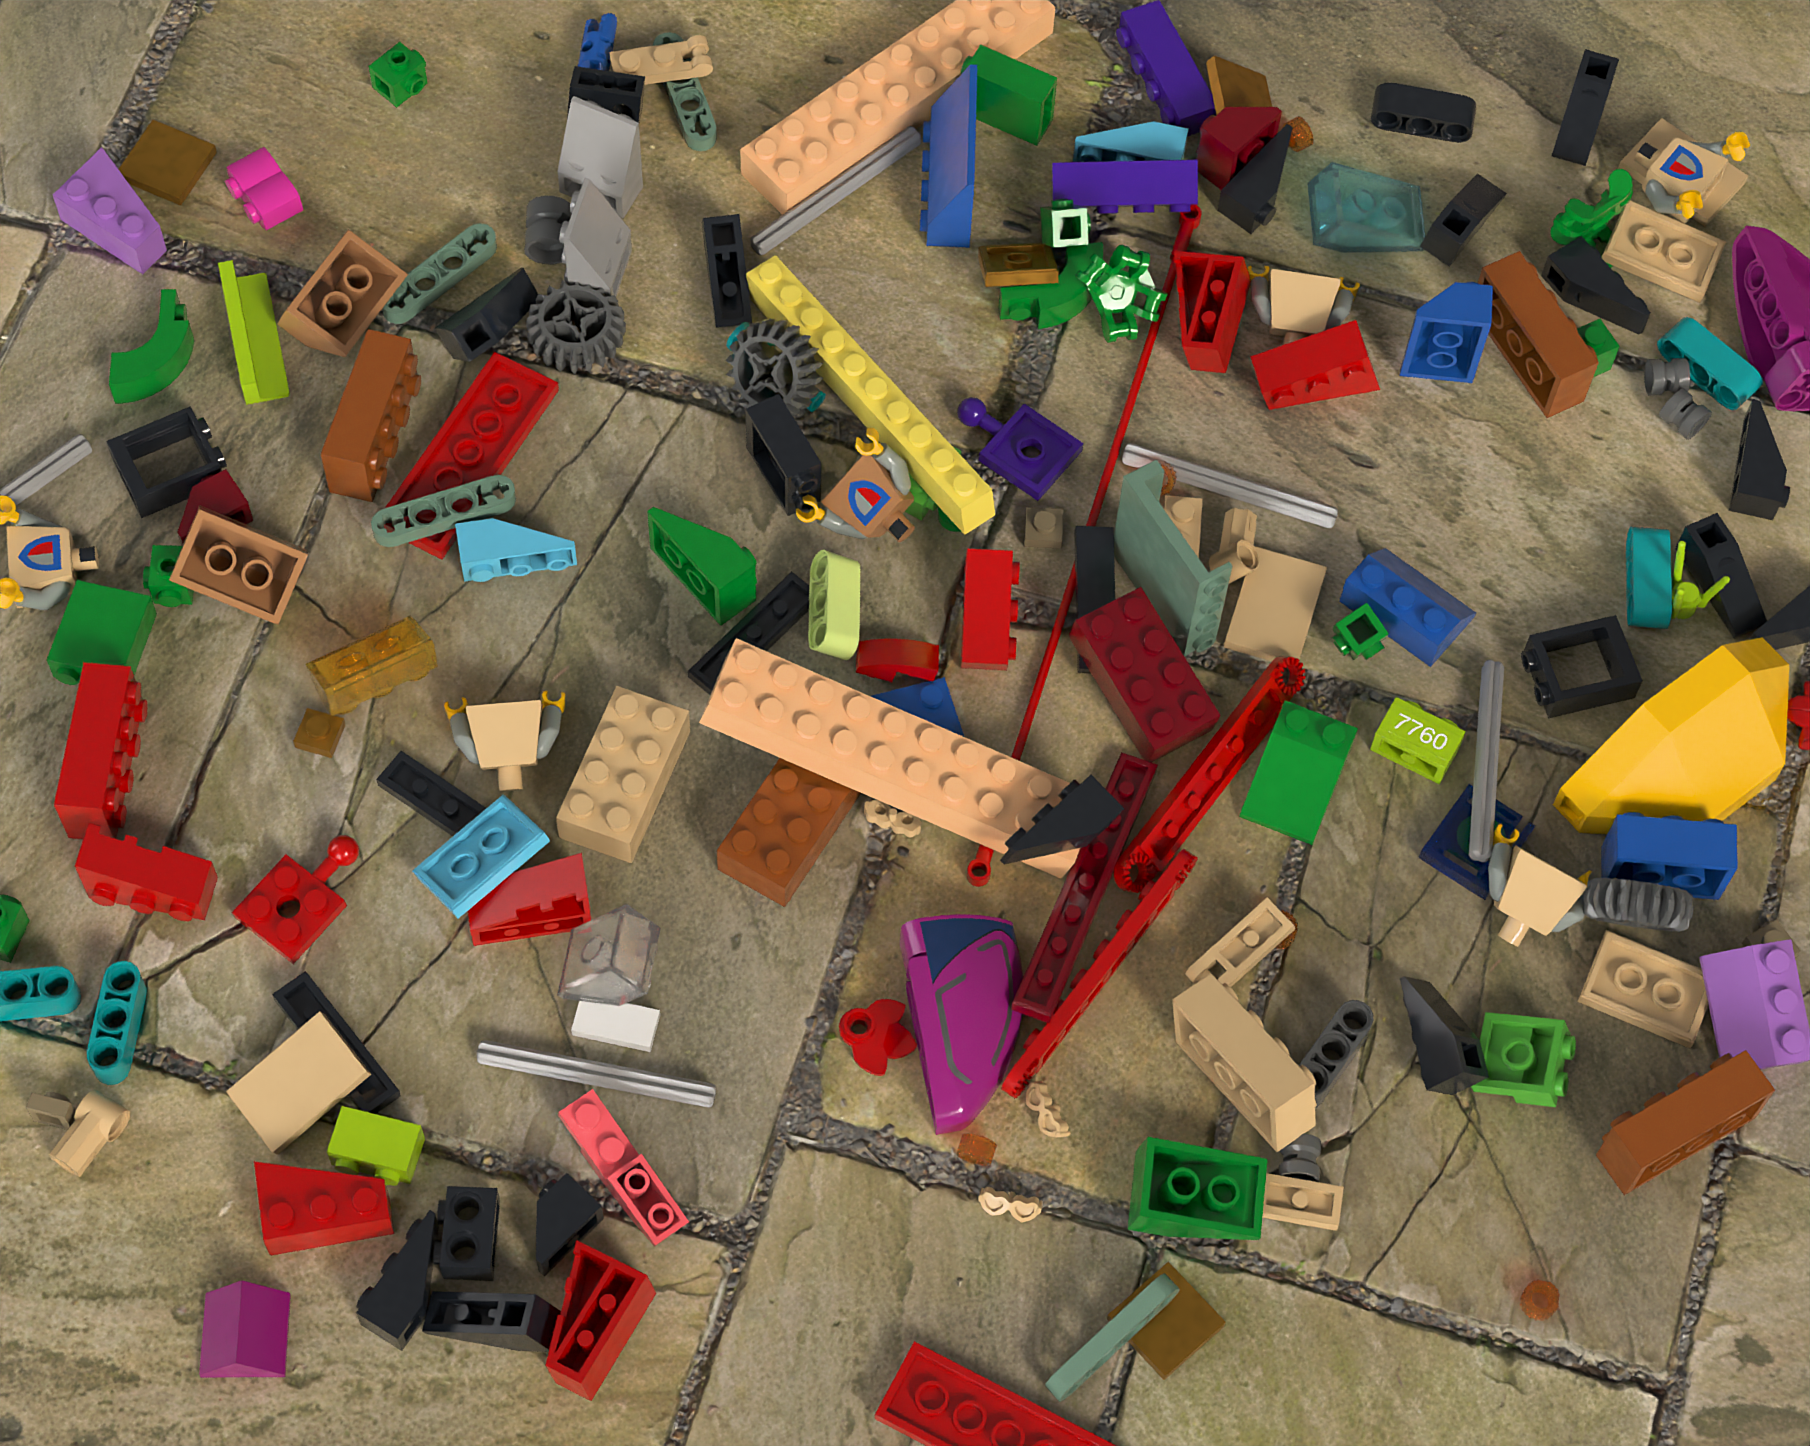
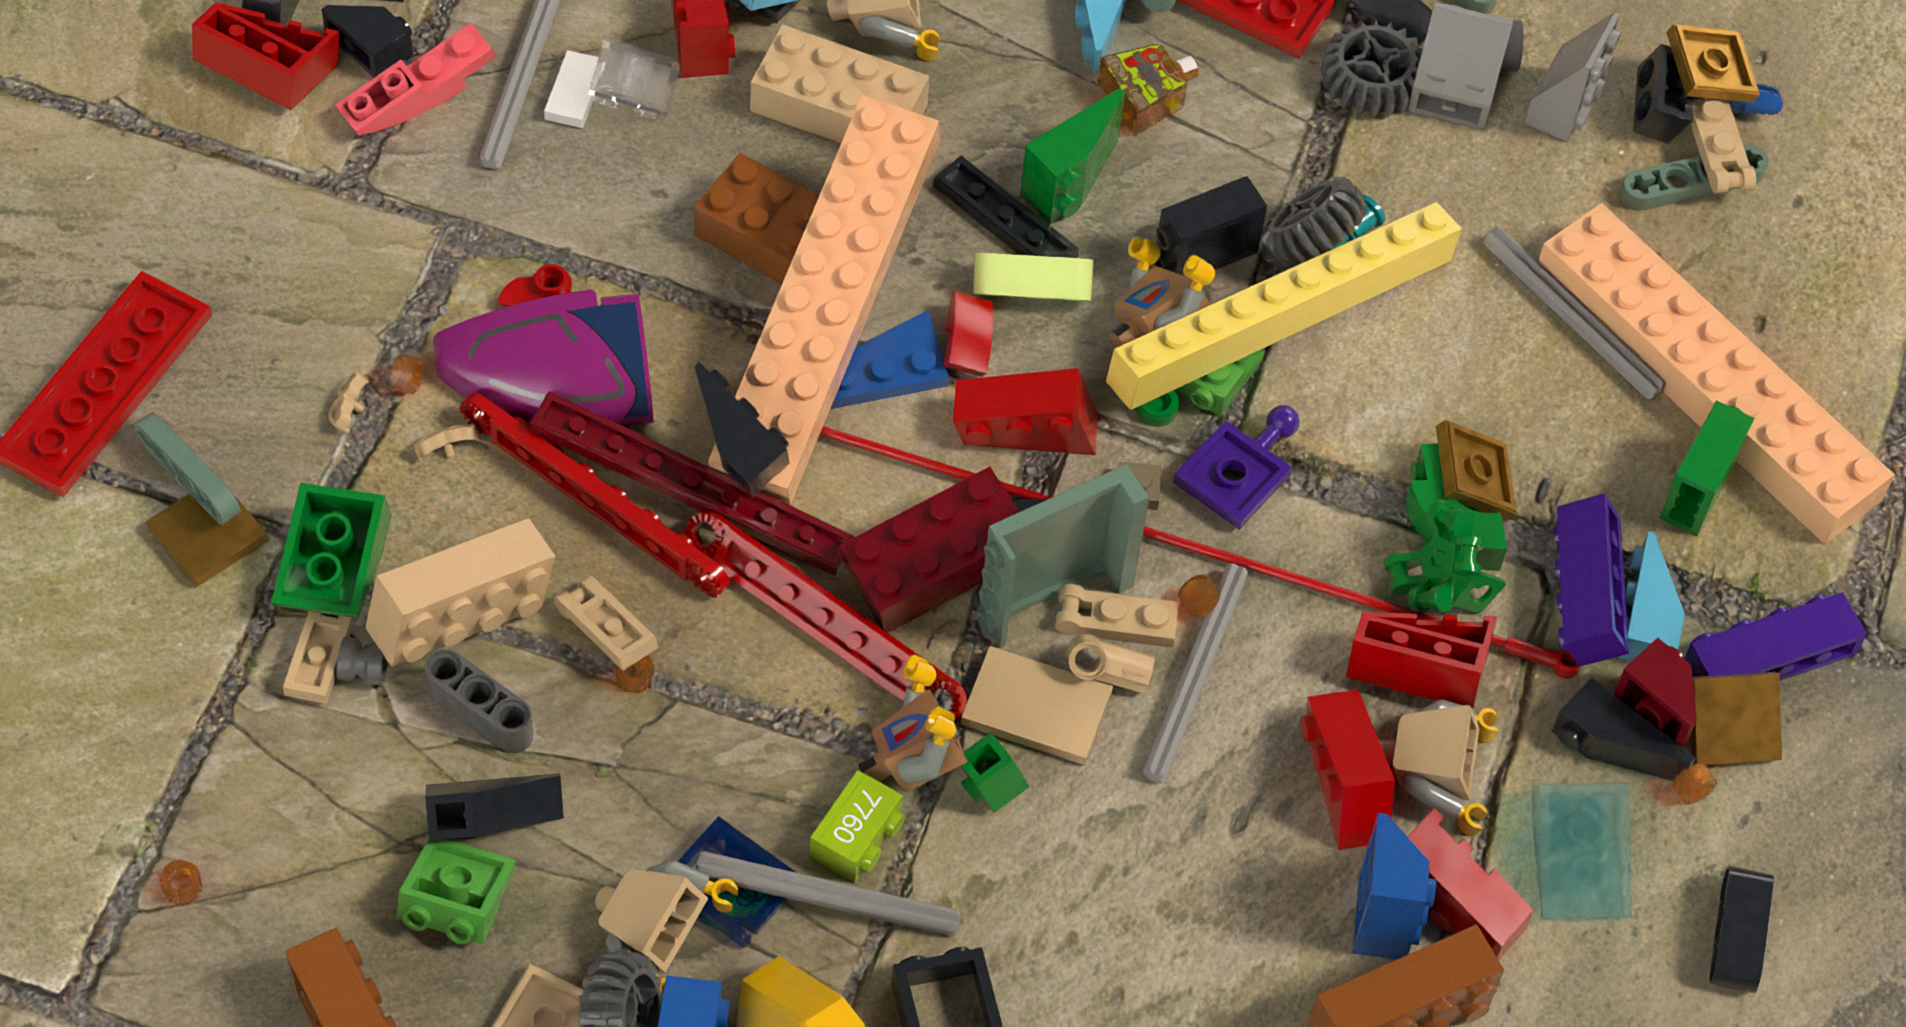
camera: 90 degrees right, 5 degrees down
(584, 53) = (1712, 63): none -> pearl gold tile
(603, 512) = (1150, 81): none -> clear orange torso
(726, 270) = (1469, 196): black slope -> none
(950, 164) = (1602, 410): blue slope -> none
(1065, 224) = (1525, 508): green brick -> none
(1298, 772) = (822, 703): green slope -> none
(1342, 685) = (917, 739): none -> torso
(1398, 307) = (1466, 892): none -> wedge
(1407, 604) = (1038, 837): blue slope -> none
(1462, 219) = (1584, 954): black slope -> none

